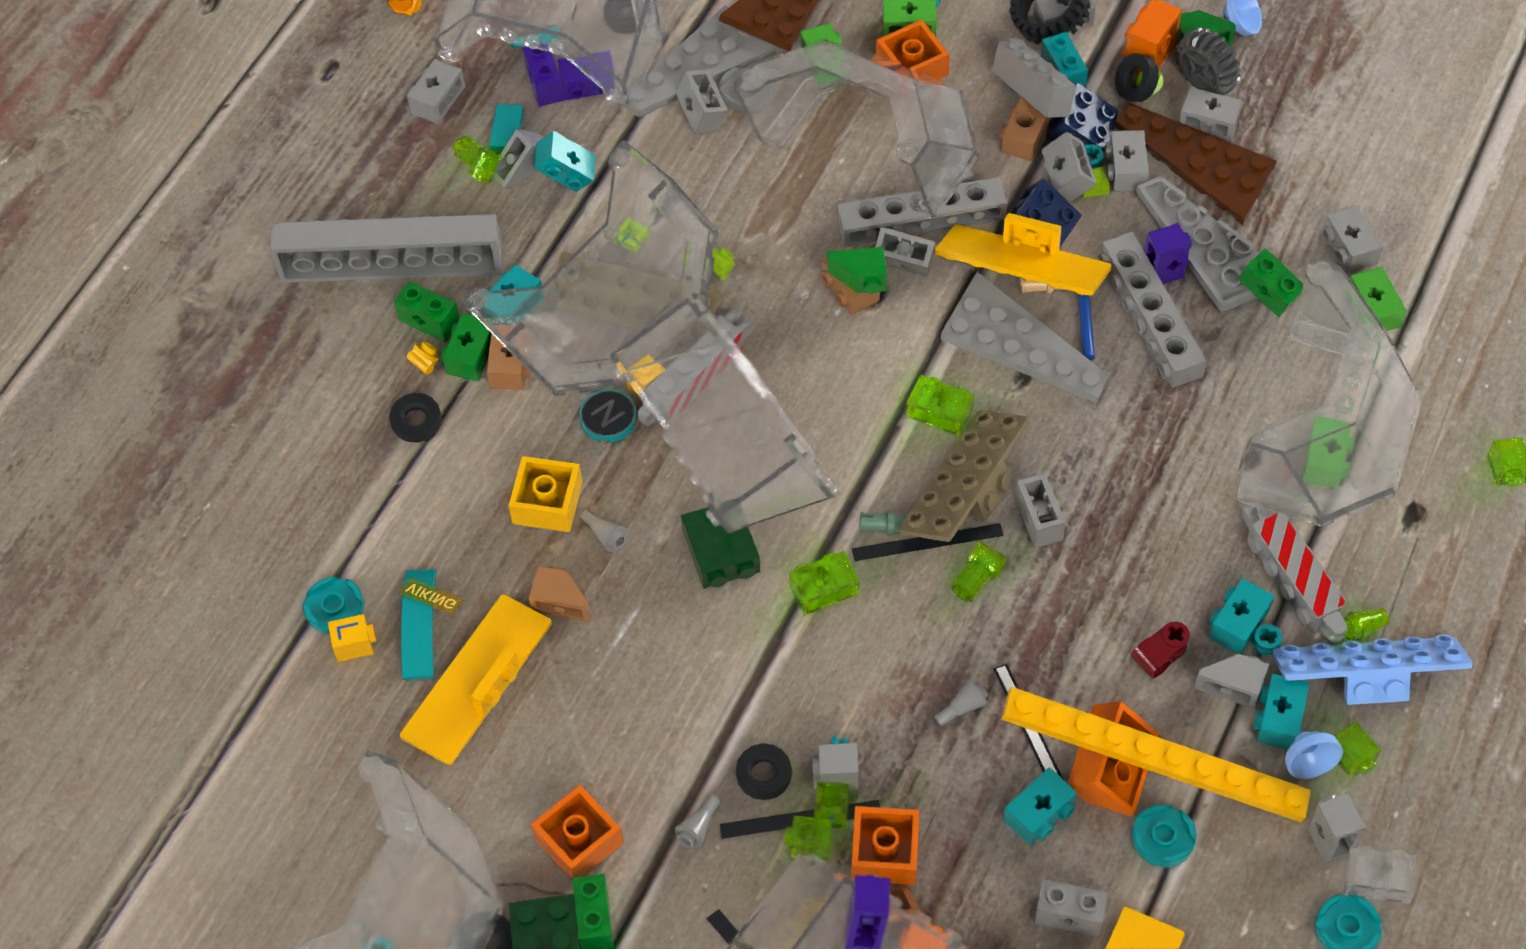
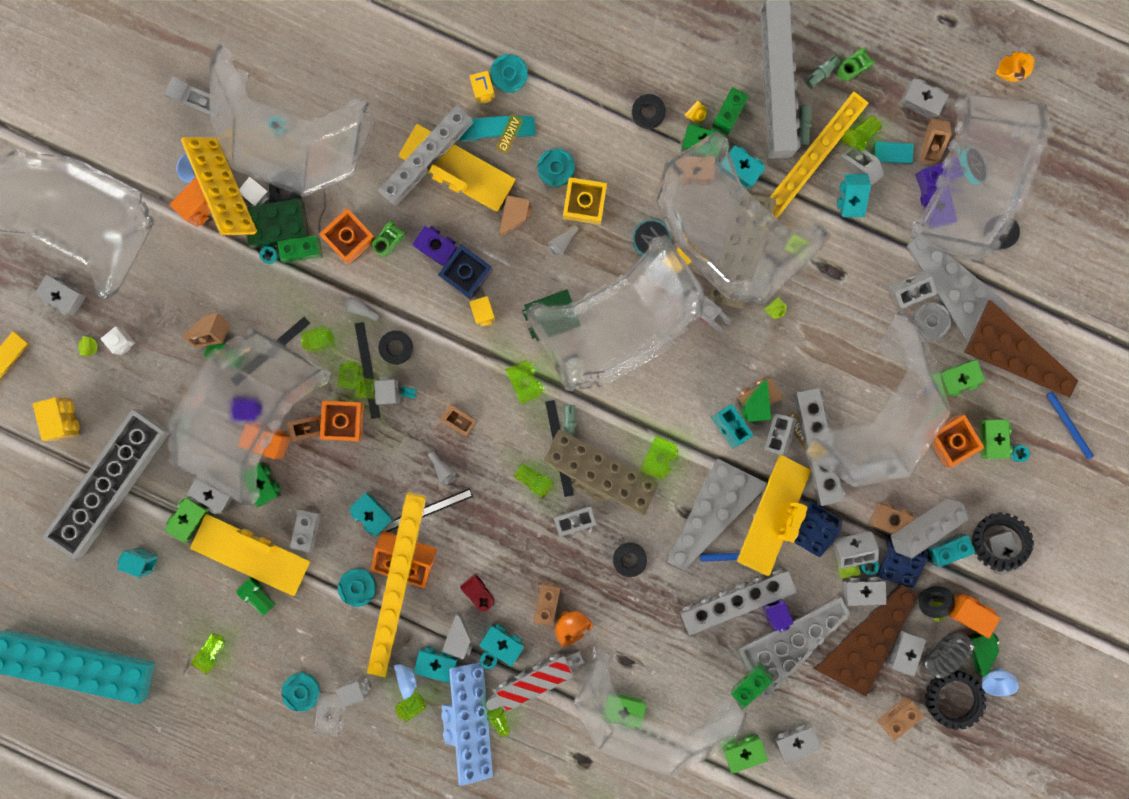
camera: 80 degrees right, 30 degrees up
(378, 168) = (856, 63): none -> bright green piece
(381, 204) = (822, 71): none -> sand green pin
(456, 712) = (426, 155): none -> light grey brick
(483, 200) = (817, 152): none -> yellow plate
(489, 541) = (556, 167): none -> teal tile
(495, 78) = (935, 141): none -> medium nougat slope
(584, 772) = (389, 238): none -> bright green piece
(599, 723) = (427, 237): none -> dark purple brick
(646, 659) = (465, 272): none -> dark blue brick
(709, 640) = (482, 311): none -> yellow brick
(748, 876) = (317, 340): none -> clear neon green brick
(881, 680) = (458, 420): none -> medium nougat slope
(892, 309) = (732, 426): none -> teal brick
(1100, 430) = (629, 571): none -> black tyre
(1172, 552) = (547, 604): none -> medium nougat brick
(1205, 517) = (571, 627): none -> orange cylinder
(1277, 40) = (970, 717): none -> black tyre
(1303, 120) = (900, 718): none -> medium nougat brick

